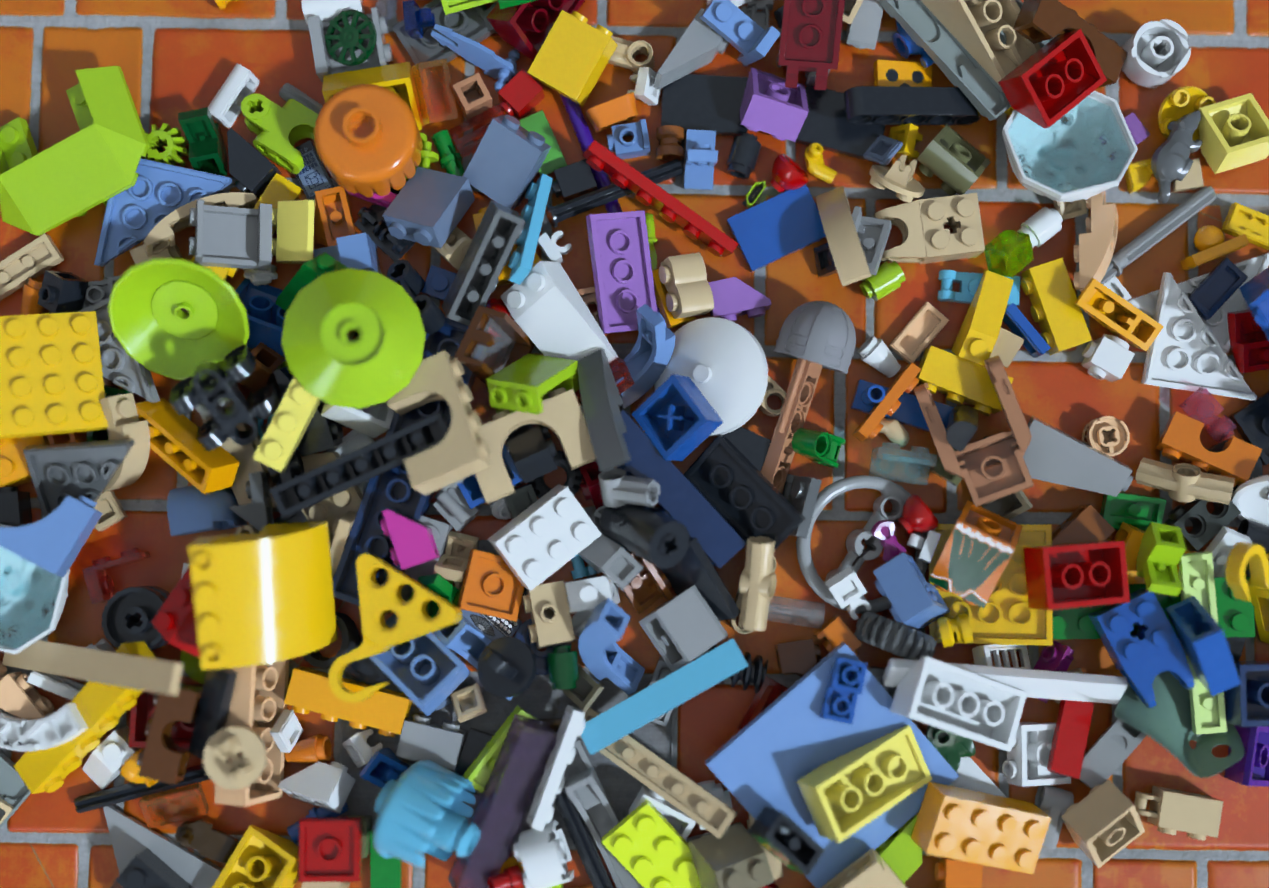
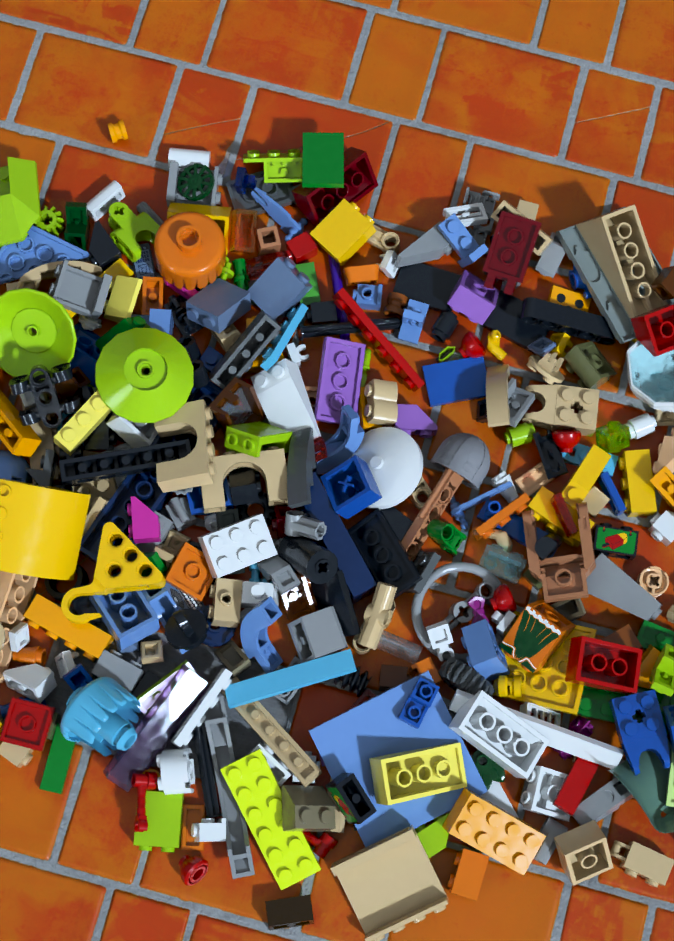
camera: 15 degrees right, 10 degrees down
(563, 668) = (225, 641): dark green brick -> none
(825, 406) = (458, 510): none -> medium blue piece
(930, 299) = (550, 455): none -> black hinge
(948, 272) = (566, 439): none -> red brick
(972, 381) = (563, 515): none -> clear red tile
(1046, 395) = (615, 542): none -> brick

